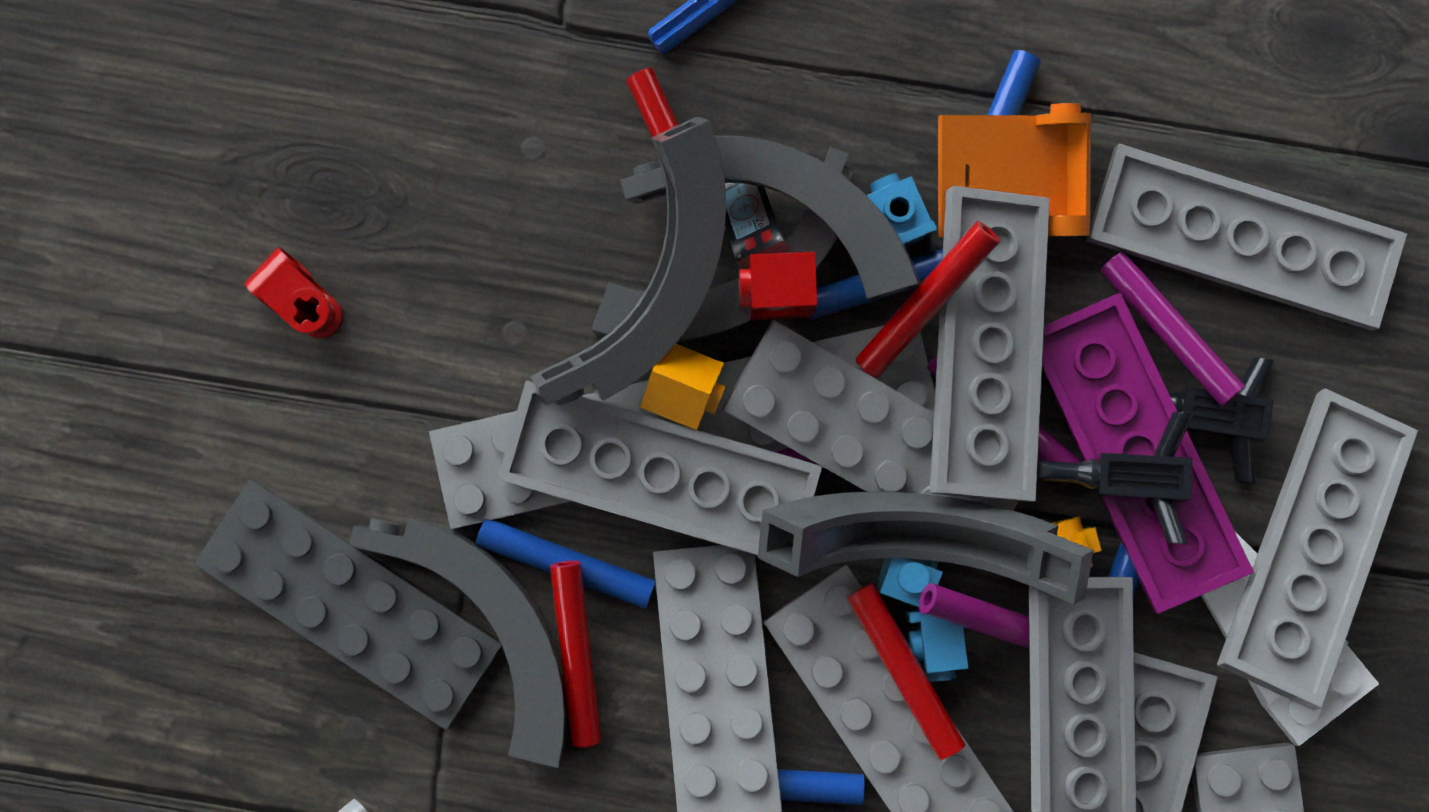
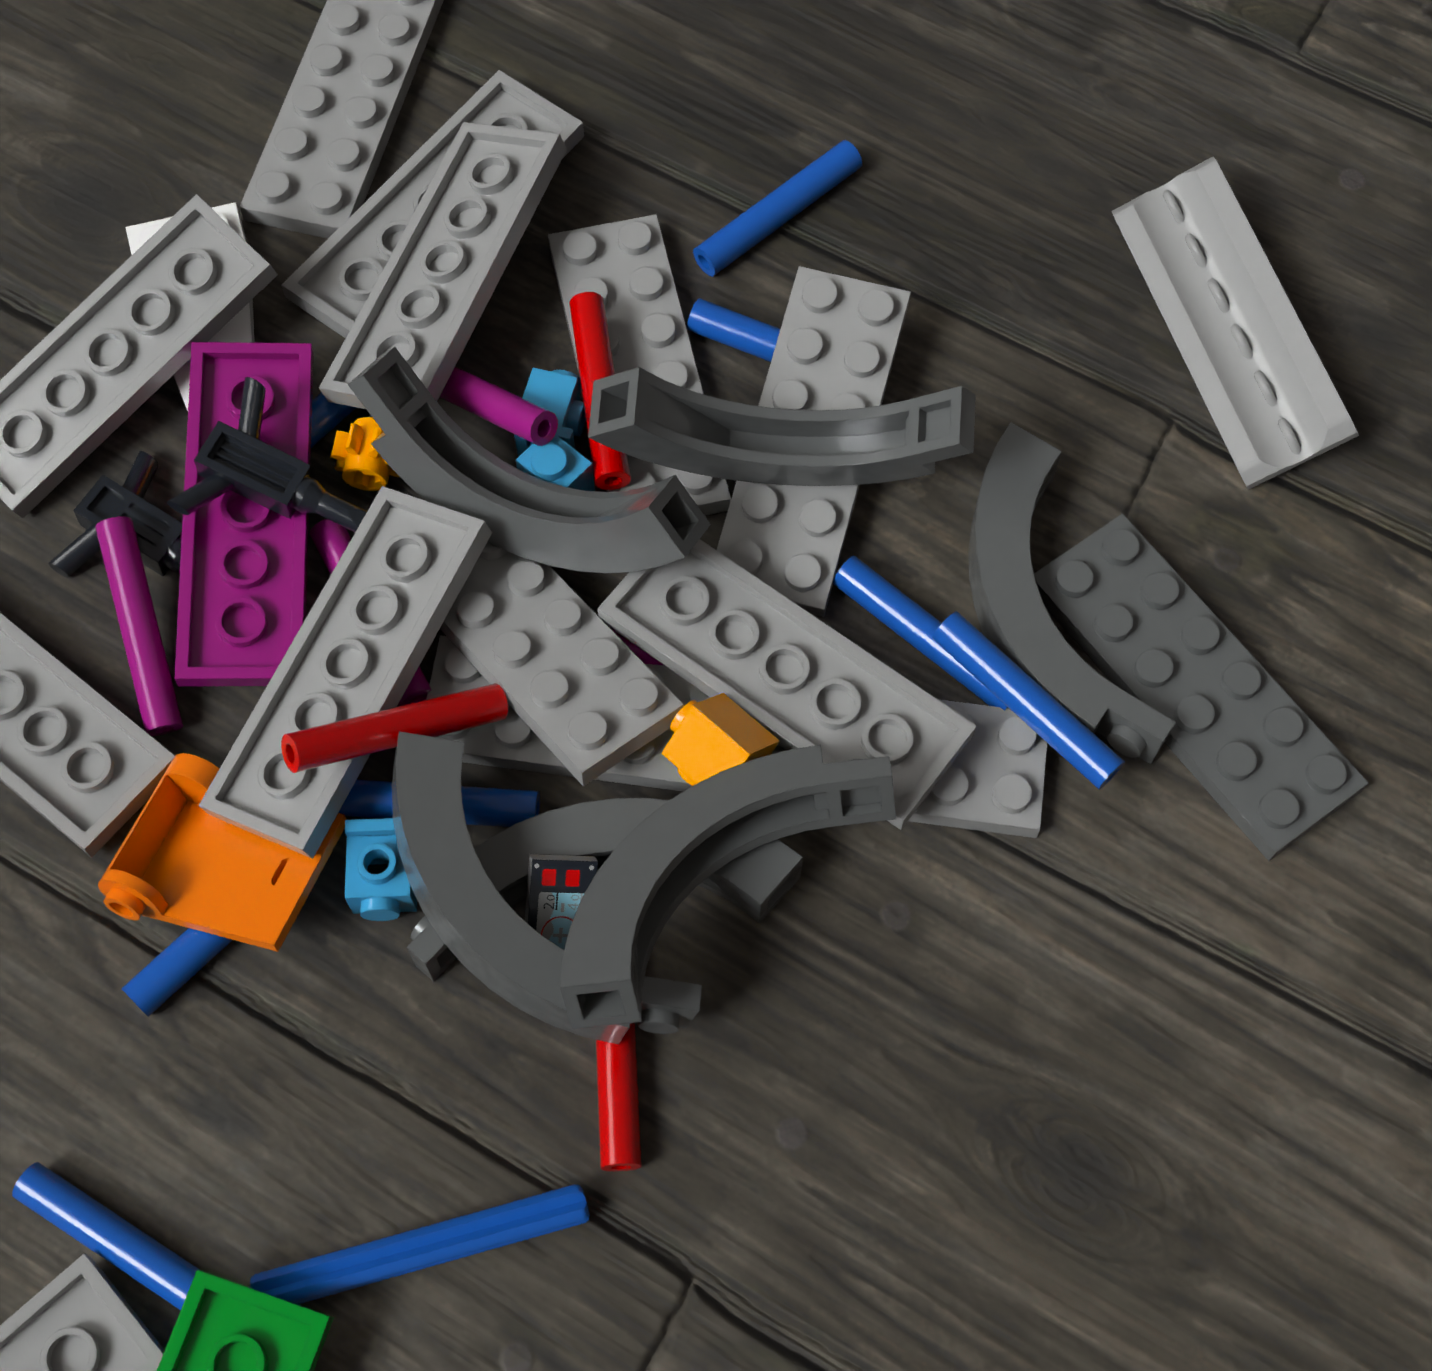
camera: 160 degrees left, 20 degrees down
(291, 291) = (1160, 1055): red piece -> none
(467, 524) = (1028, 700): none -> blue piece
(575, 653) = (949, 539): red piece -> none
(732, 663) = (779, 445): none -> dark grey arch
(779, 285) = (559, 791): red brick -> none

